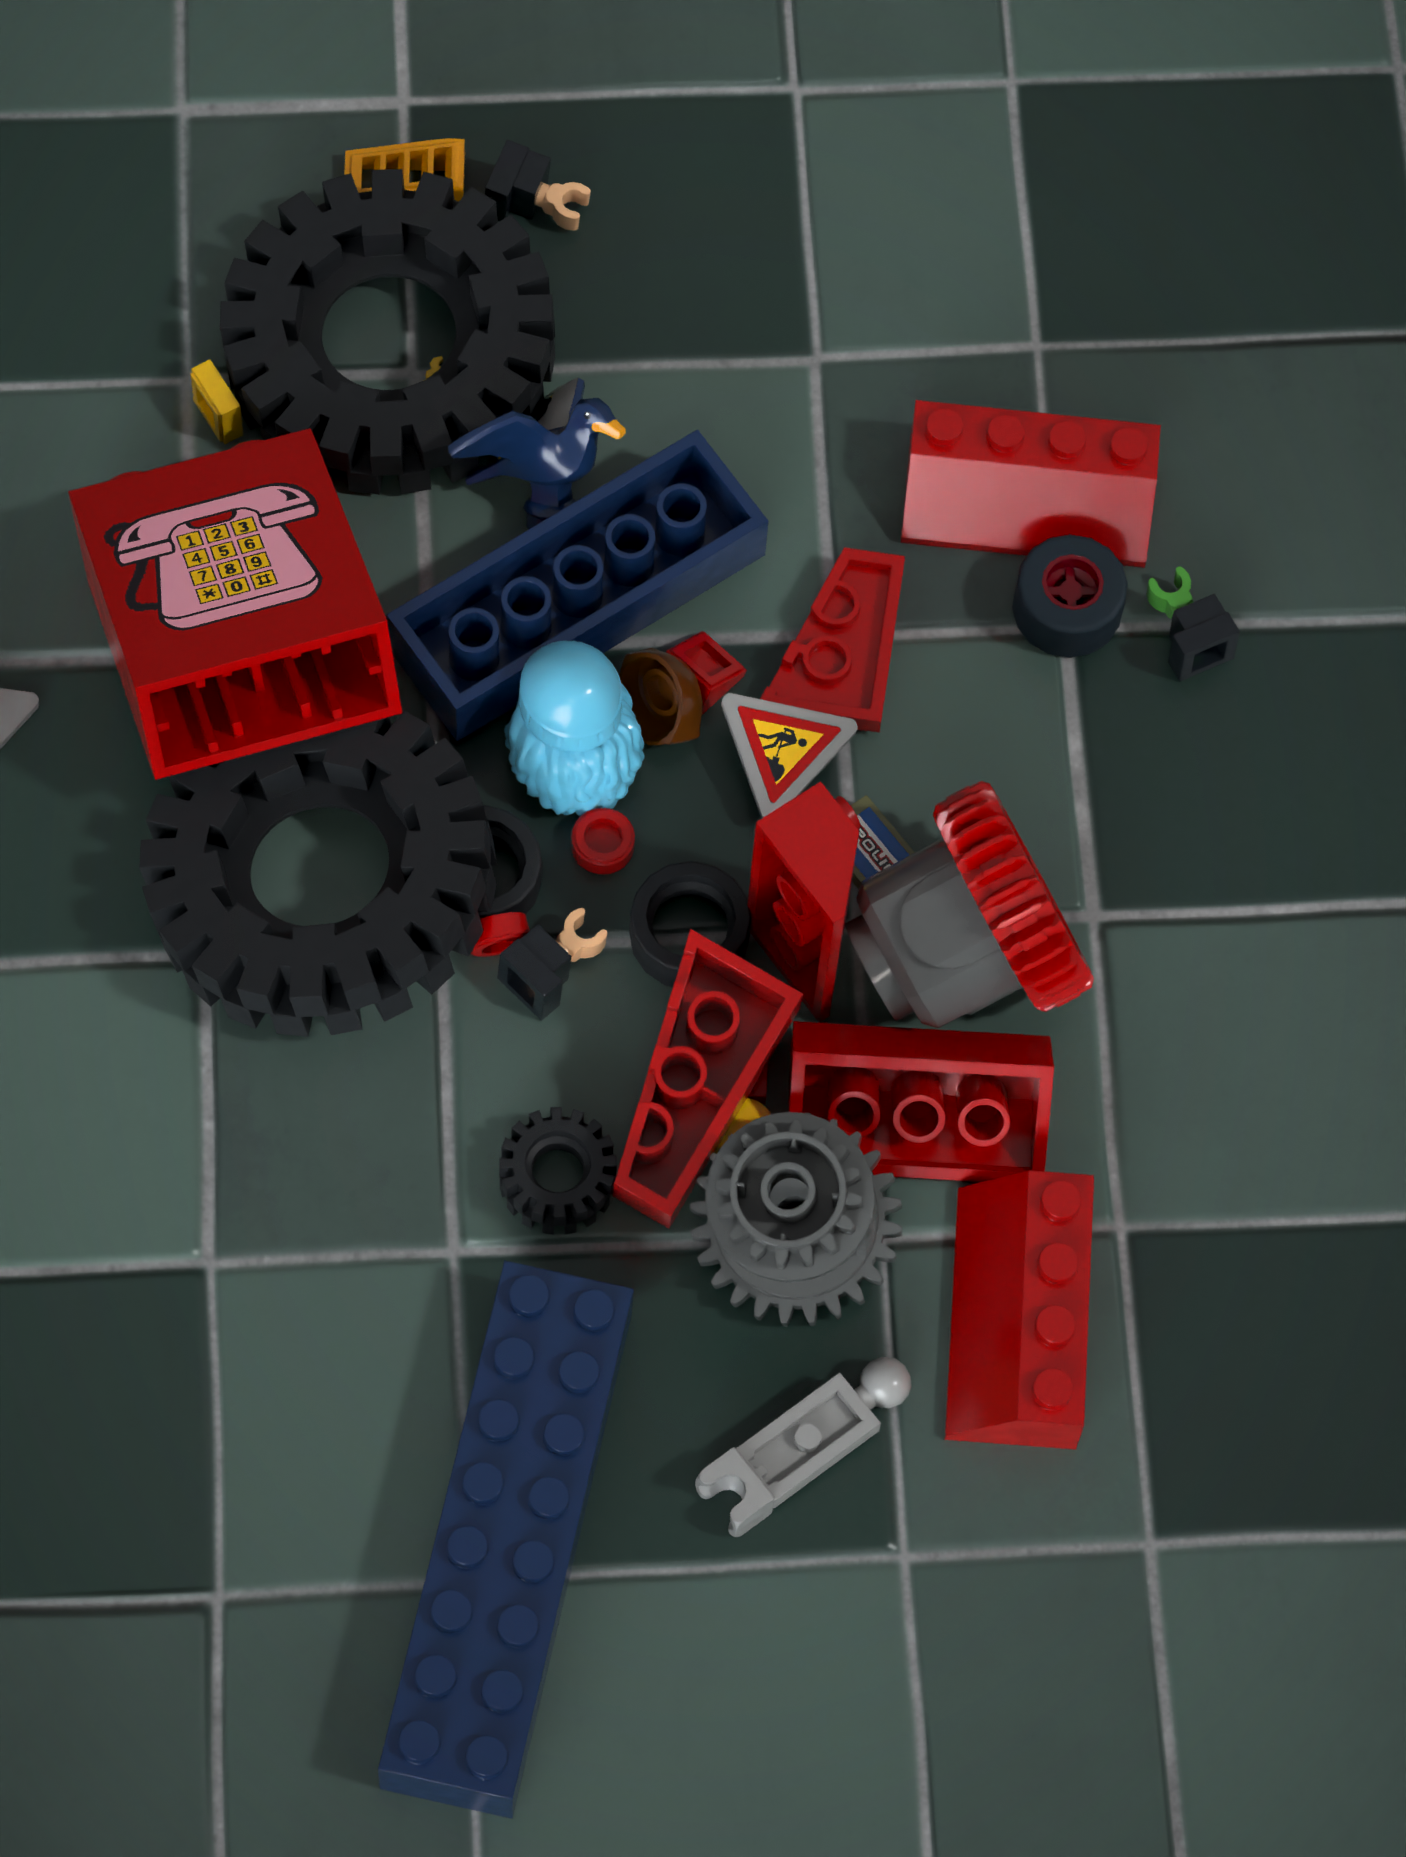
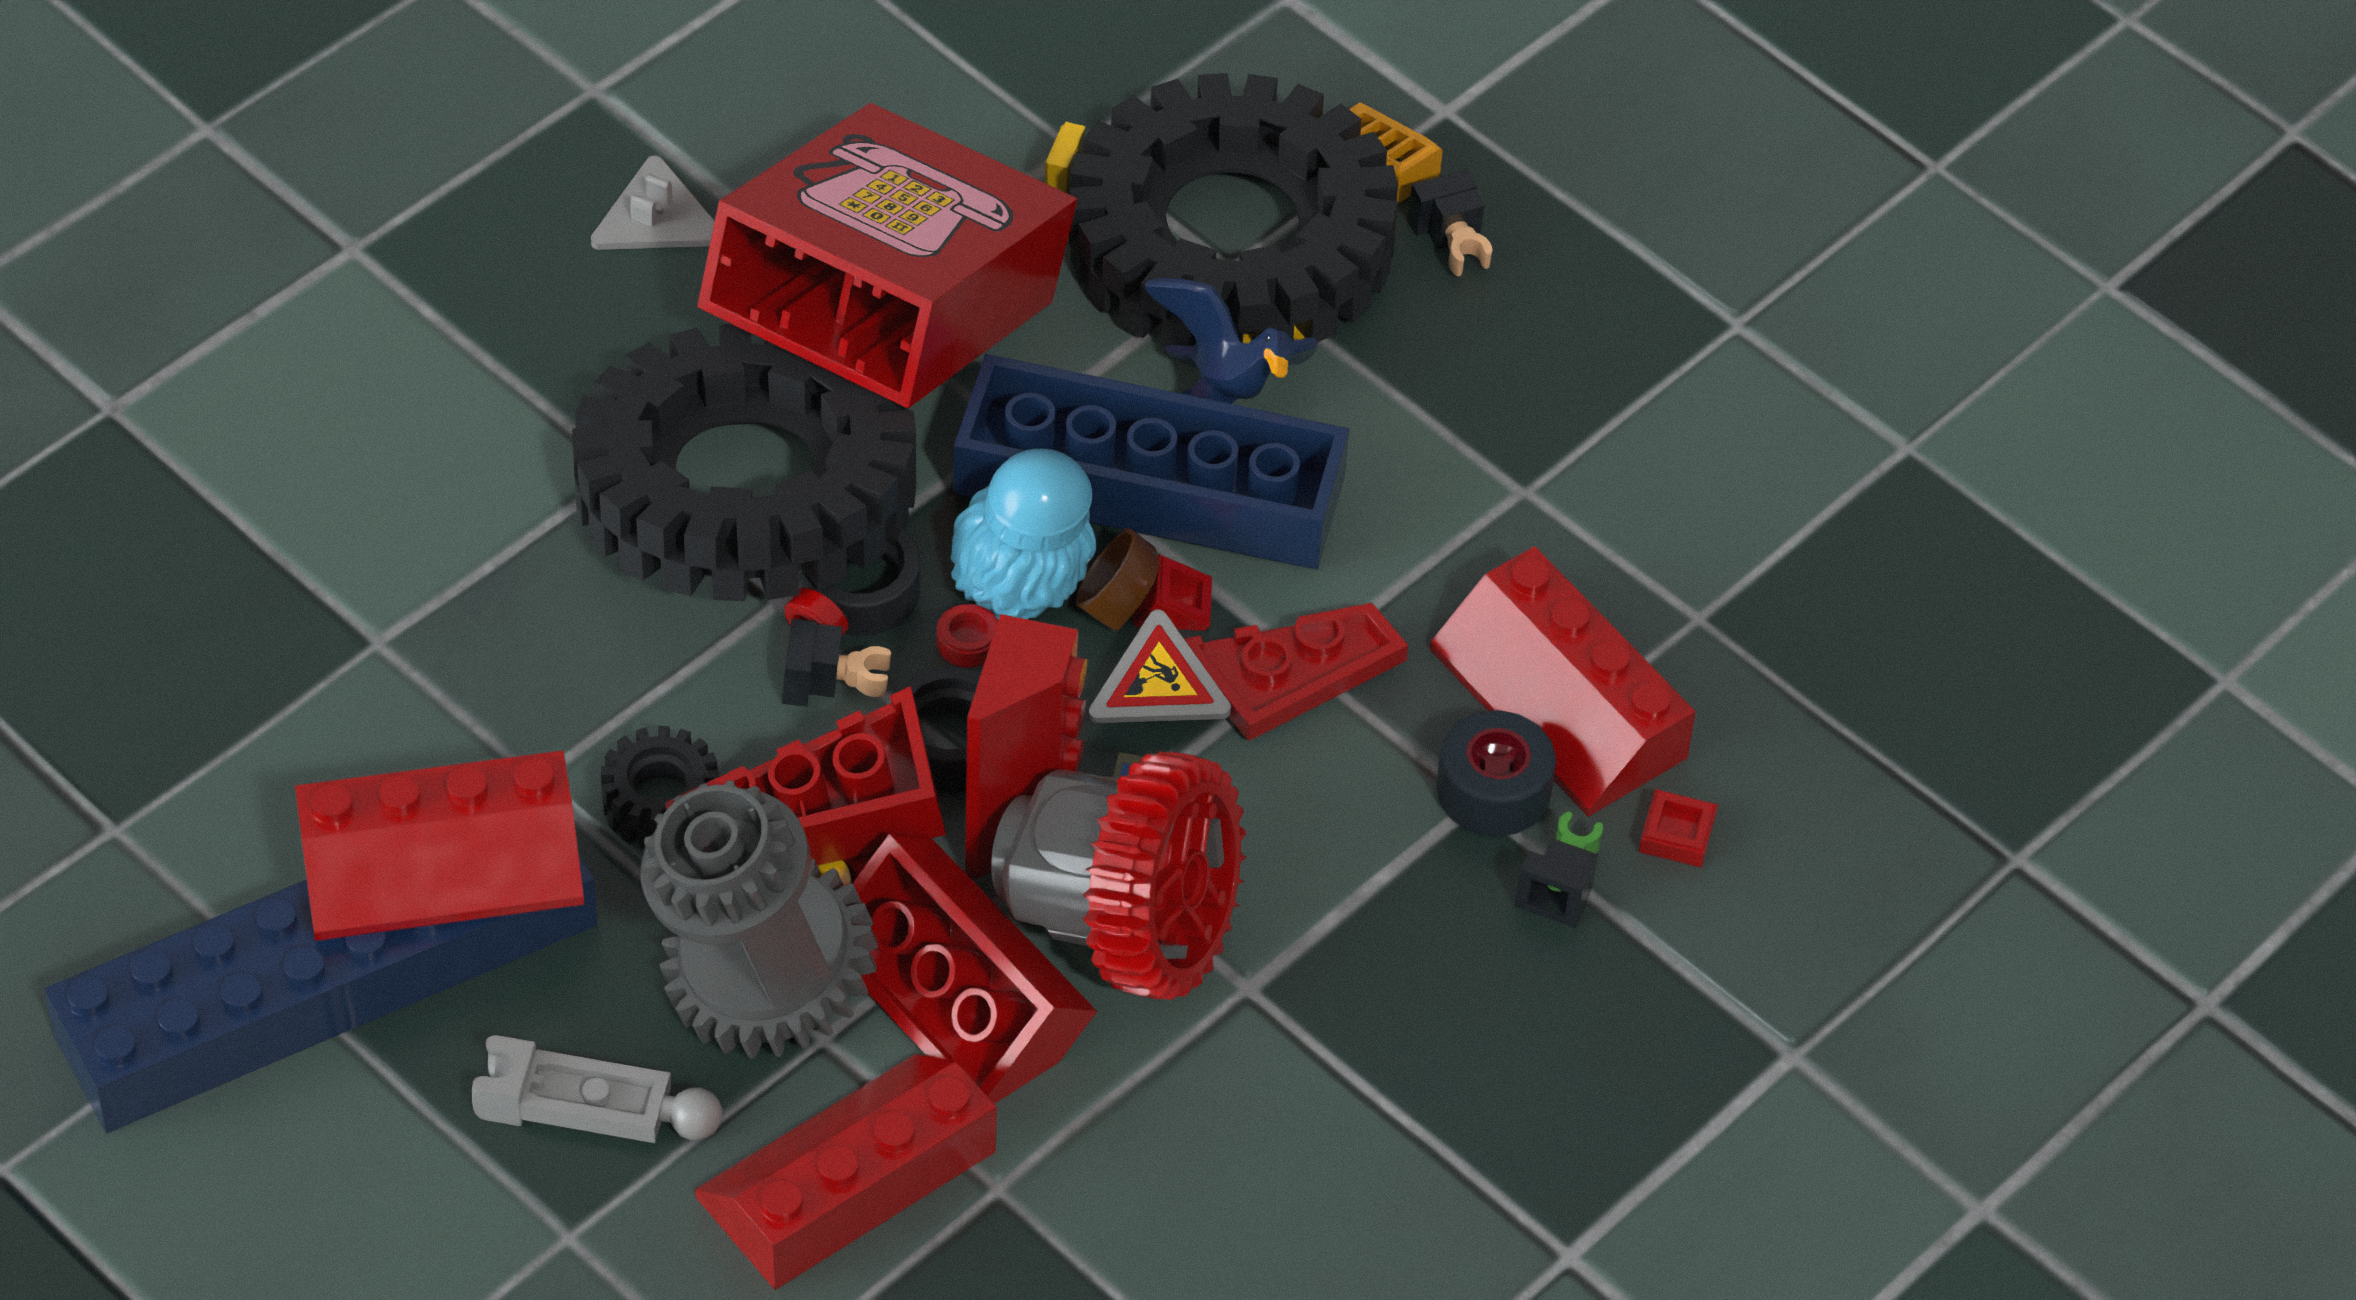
camera: 50 degrees right, 15 degrees down
(531, 1380) = (439, 845): none -> red slope
(1214, 519) = (1678, 828): none -> red tile

